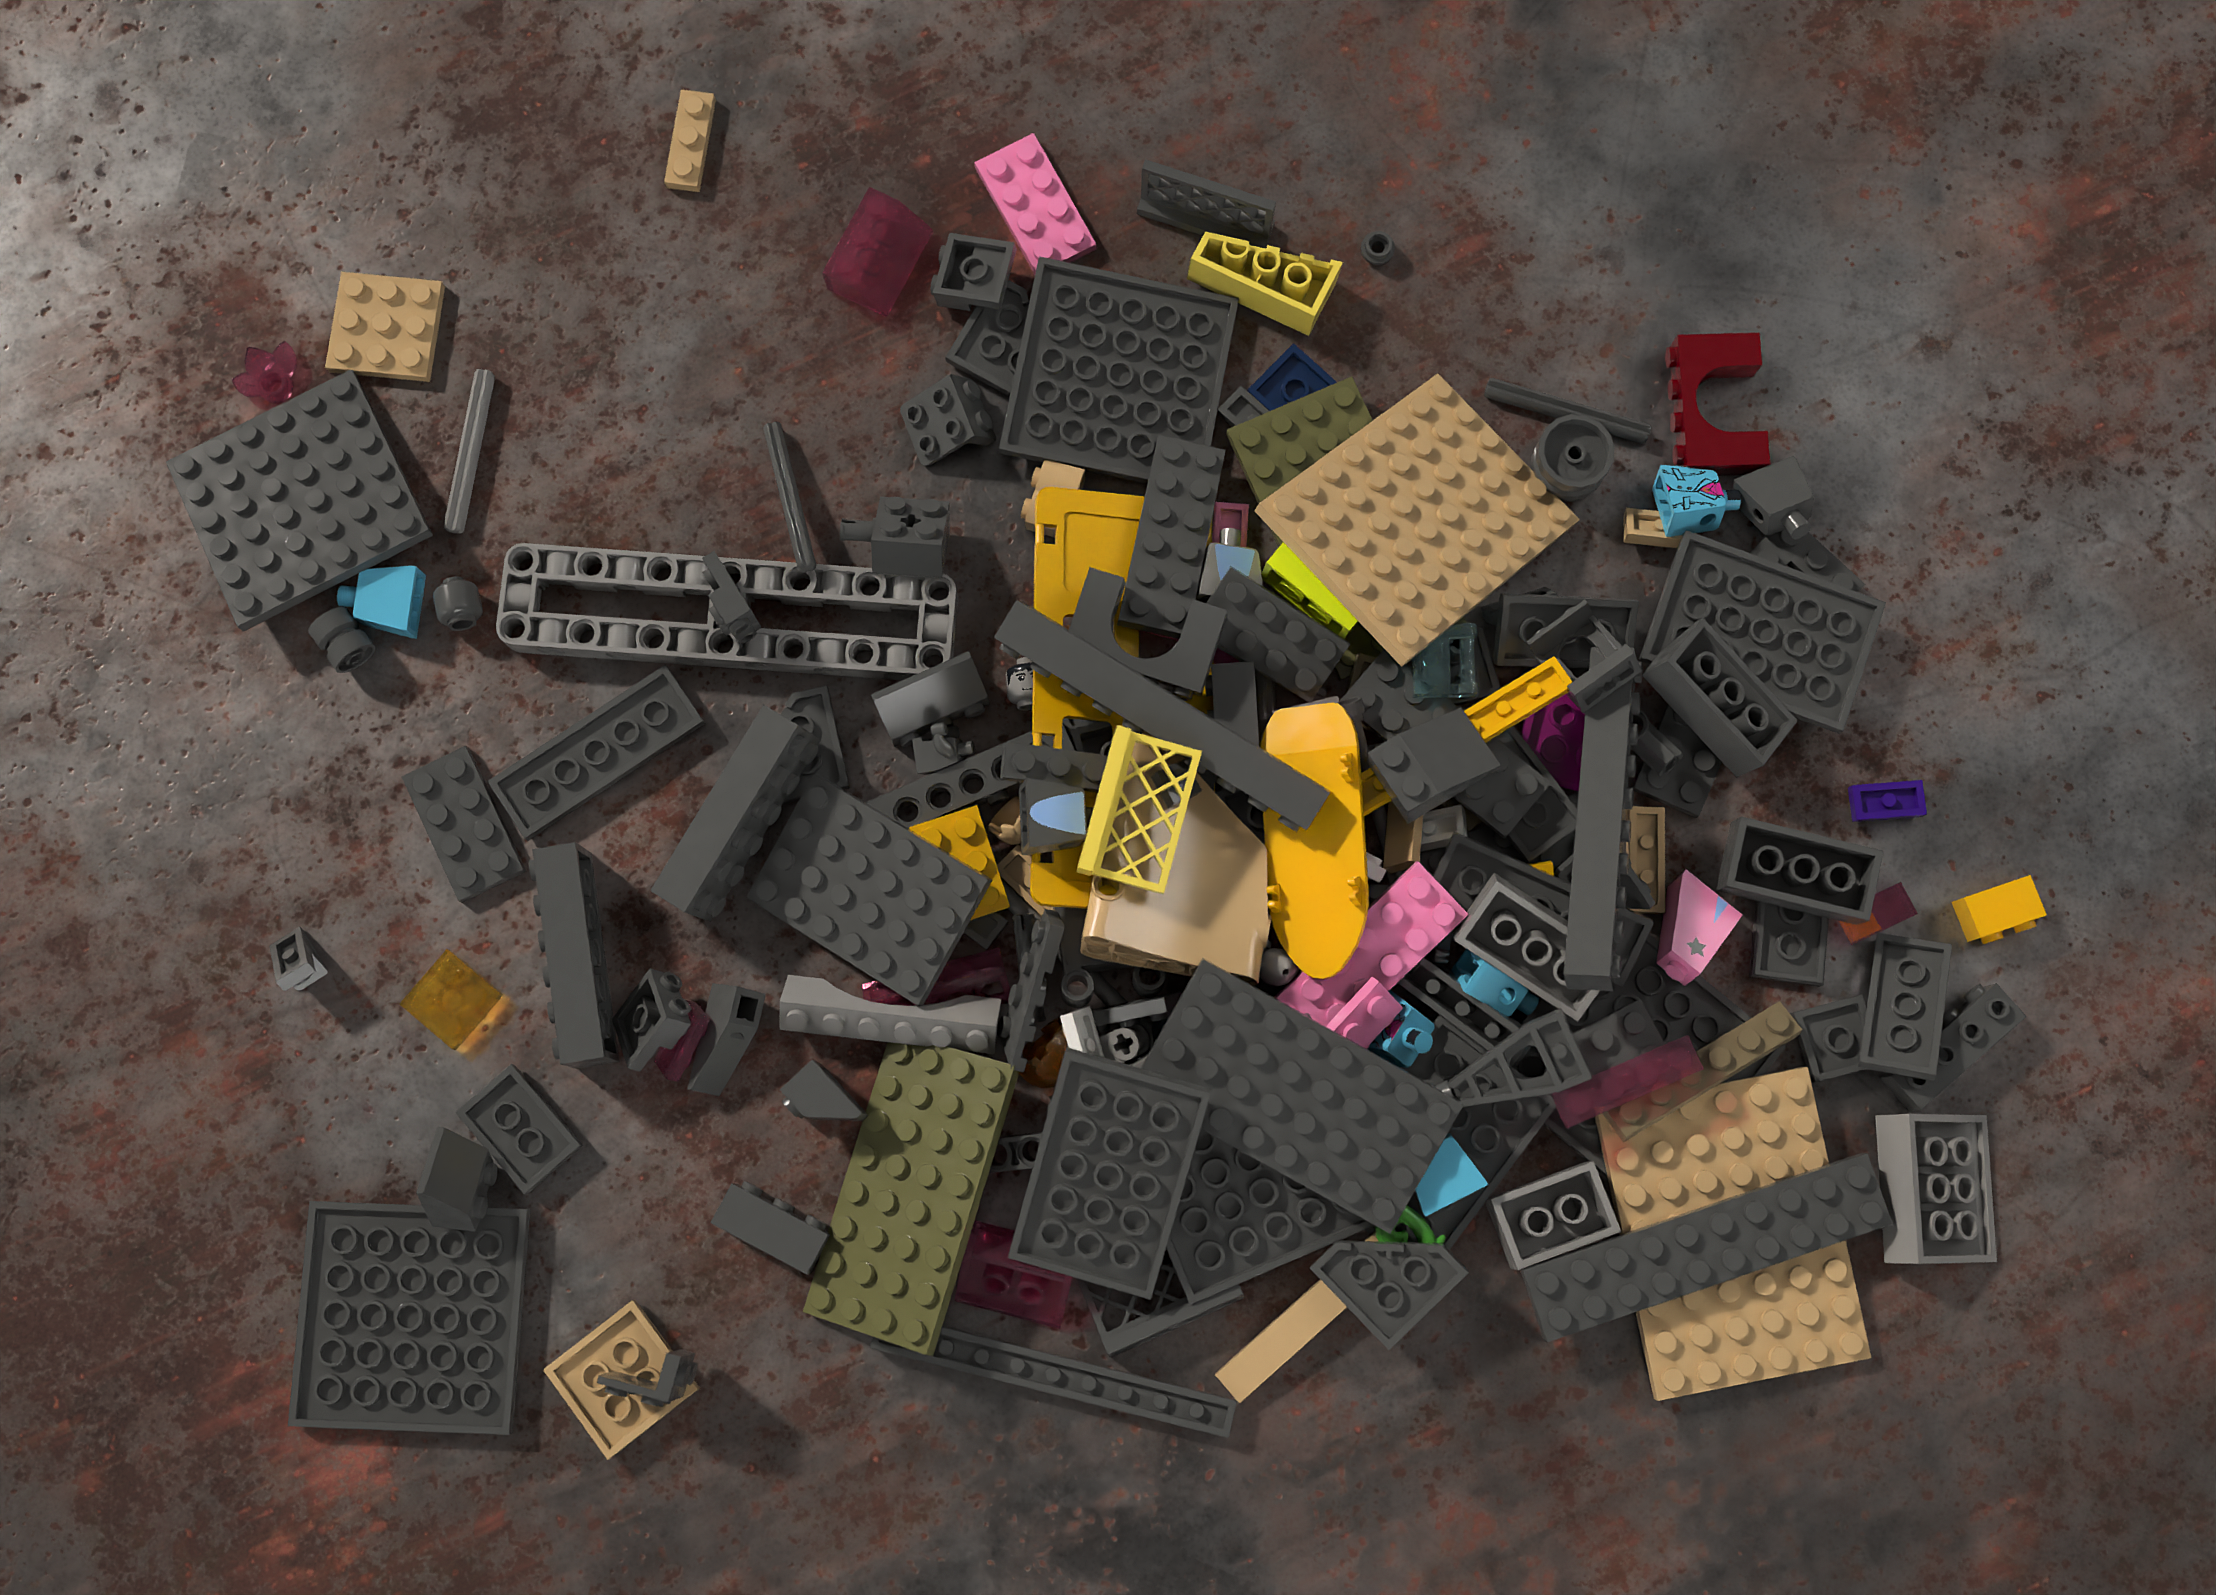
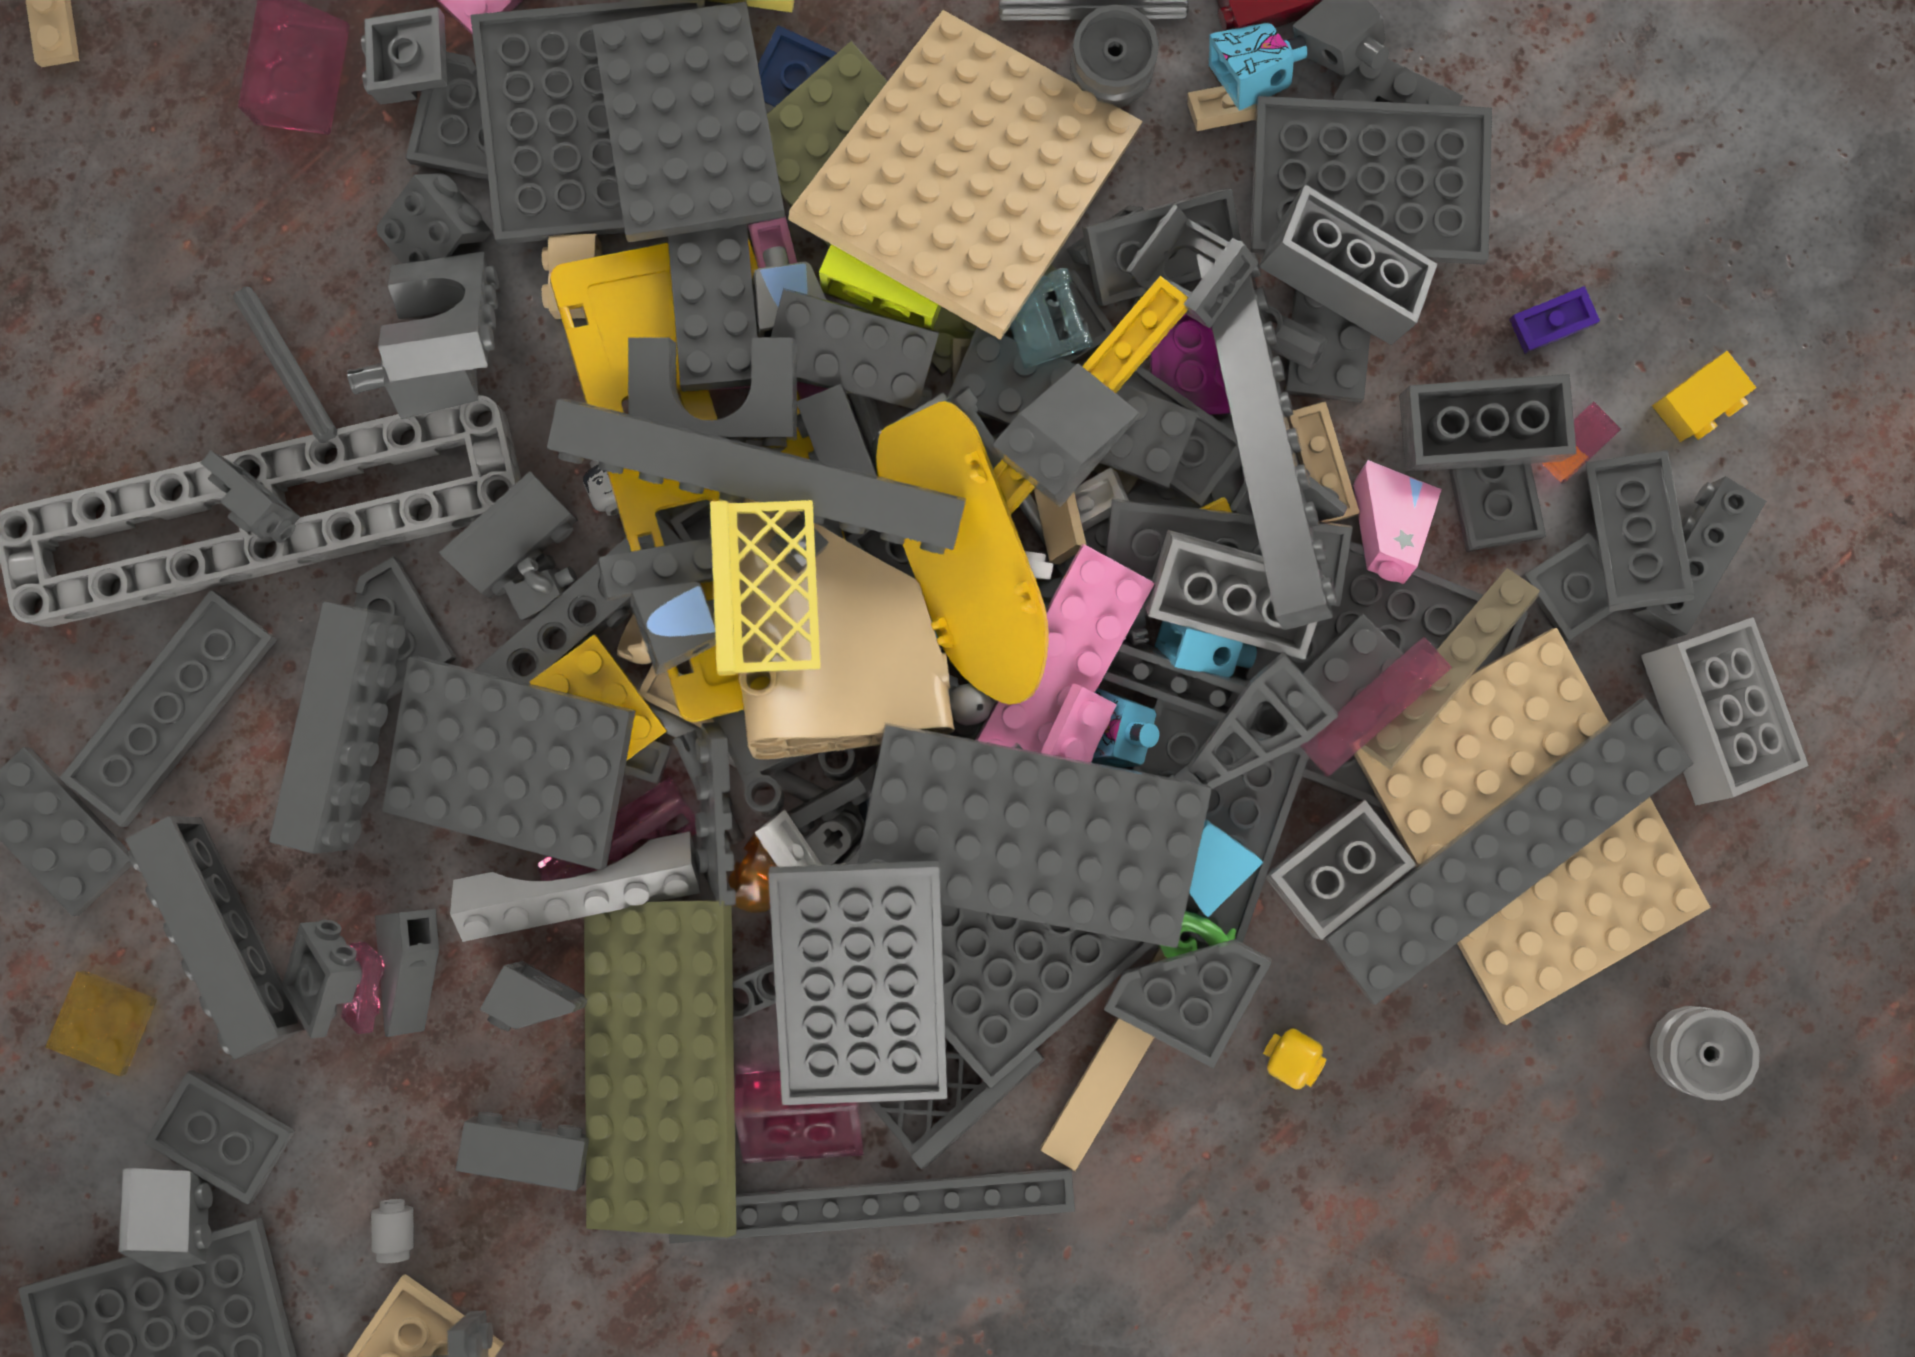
camera: 20 degrees left, 5 degrees up
(638, 1258) = (392, 1231): none -> light grey brick
(935, 522) = (450, 342): none -> dark grey arch
(1193, 401) = (687, 122): none -> dark grey plate
(1462, 1368) = (1295, 1058): none -> yellow head
(1831, 1504) = (1704, 1052): none -> light grey wheel

